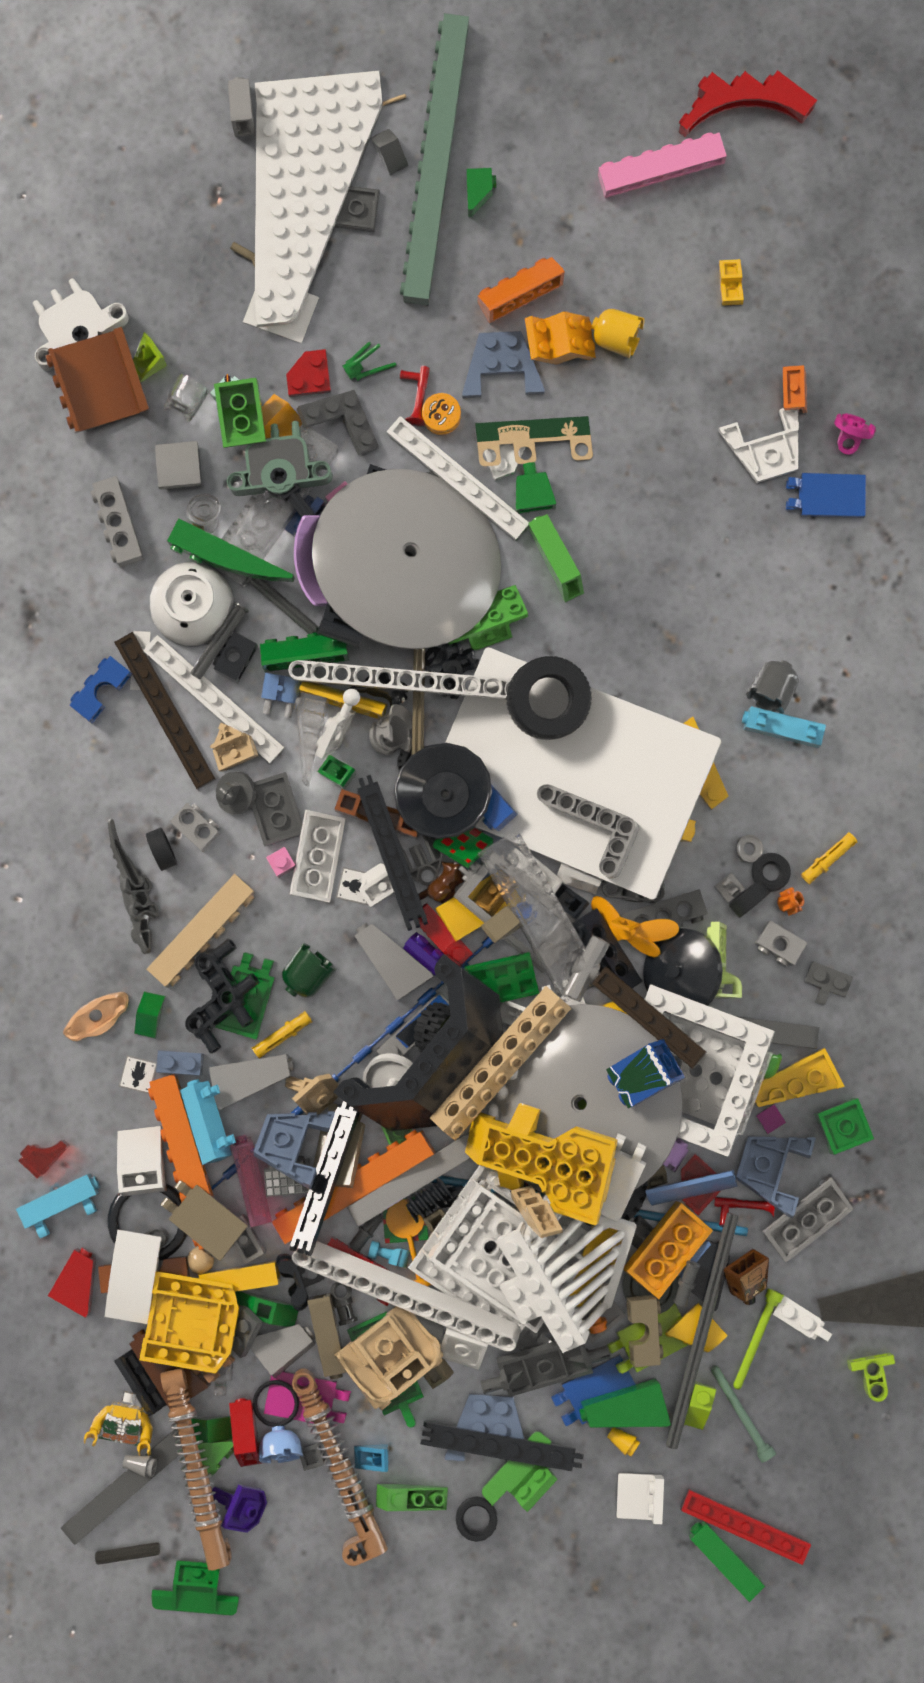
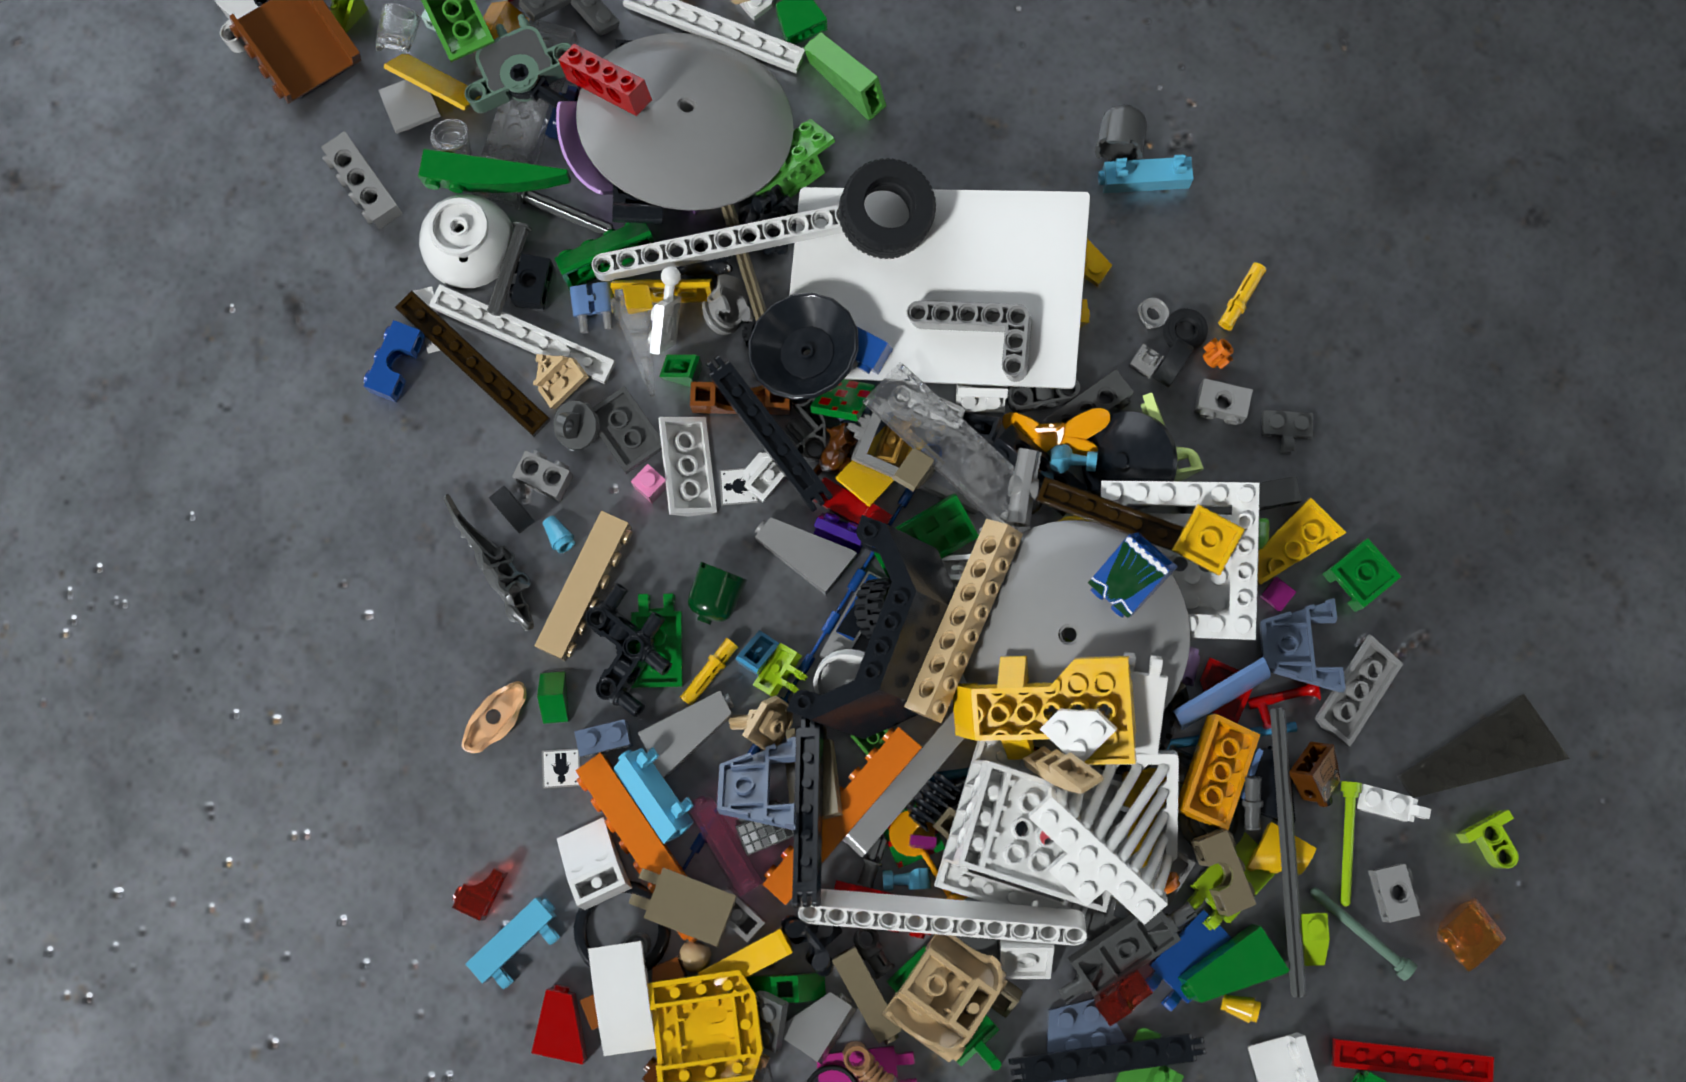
camera: 15 degrees left, 5 degrees down
(193, 881) = (559, 536): none -> medium azure cone
(202, 452) = (429, 79): none -> yellow piece
(318, 707) = (637, 298): none -> yellow slope
(327, 1031) = (757, 652): none -> dark azure slope
(338, 1051) = (778, 670): none -> lime hinge
(348, 509) = (605, 79): none -> red brick
(410, 1229) = (922, 842): none -> magenta tile
(529, 1403) = (1122, 997): none -> clear red arch
(559, 1185) = (1078, 731): none -> white plate
(630, 951) = (1063, 457): none -> medium azure leg
(716, 1064) = (1208, 539): none -> yellow tile
(779, 1377) = (1383, 881): none -> light grey brick
(828, 1443) = (1470, 934): none -> clear orange slope

